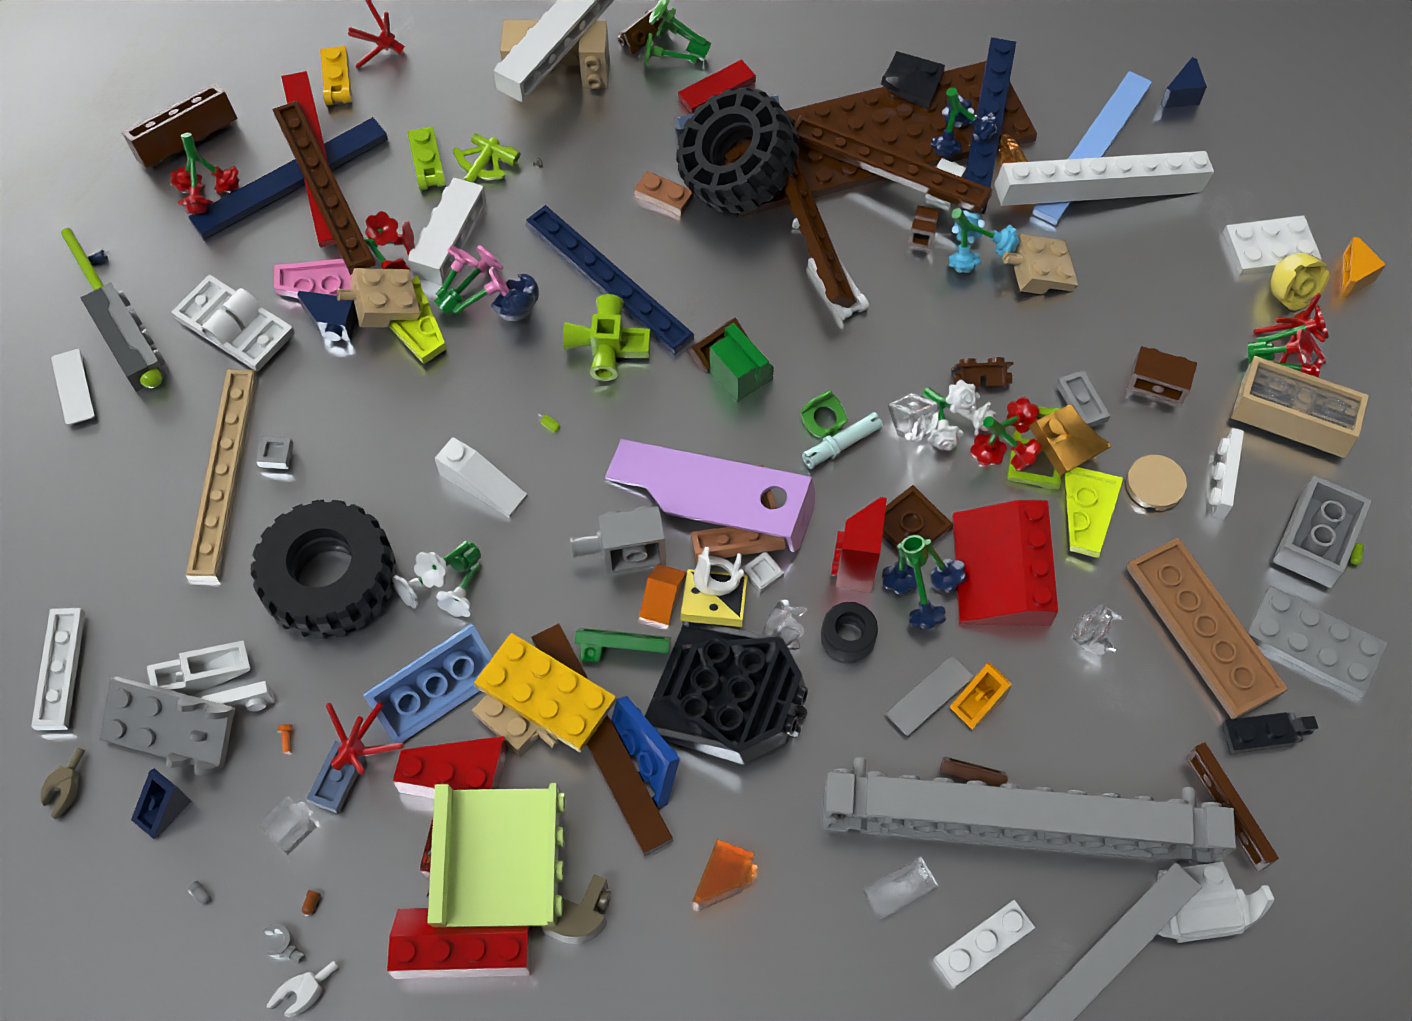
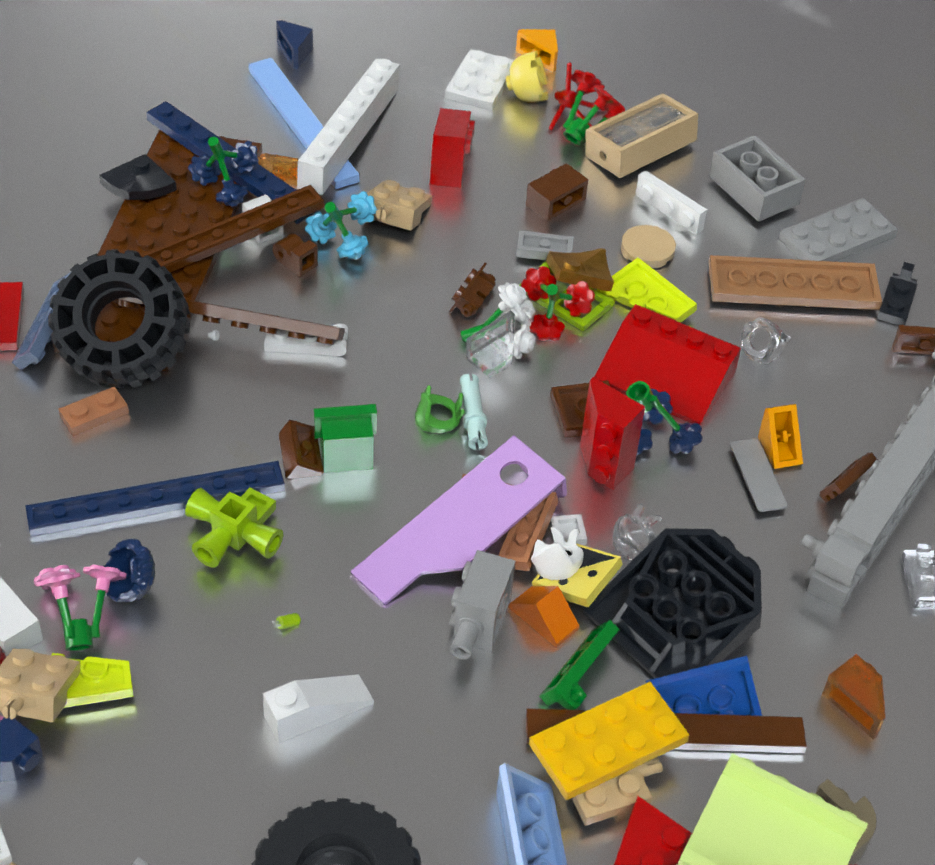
camera: 65 degrees left, 15 degrees down
(432, 572) = (422, 768): white plant -> none
(853, 614) = (671, 481): black tyre -> none
(1149, 263) = (450, 145): none -> red wedge

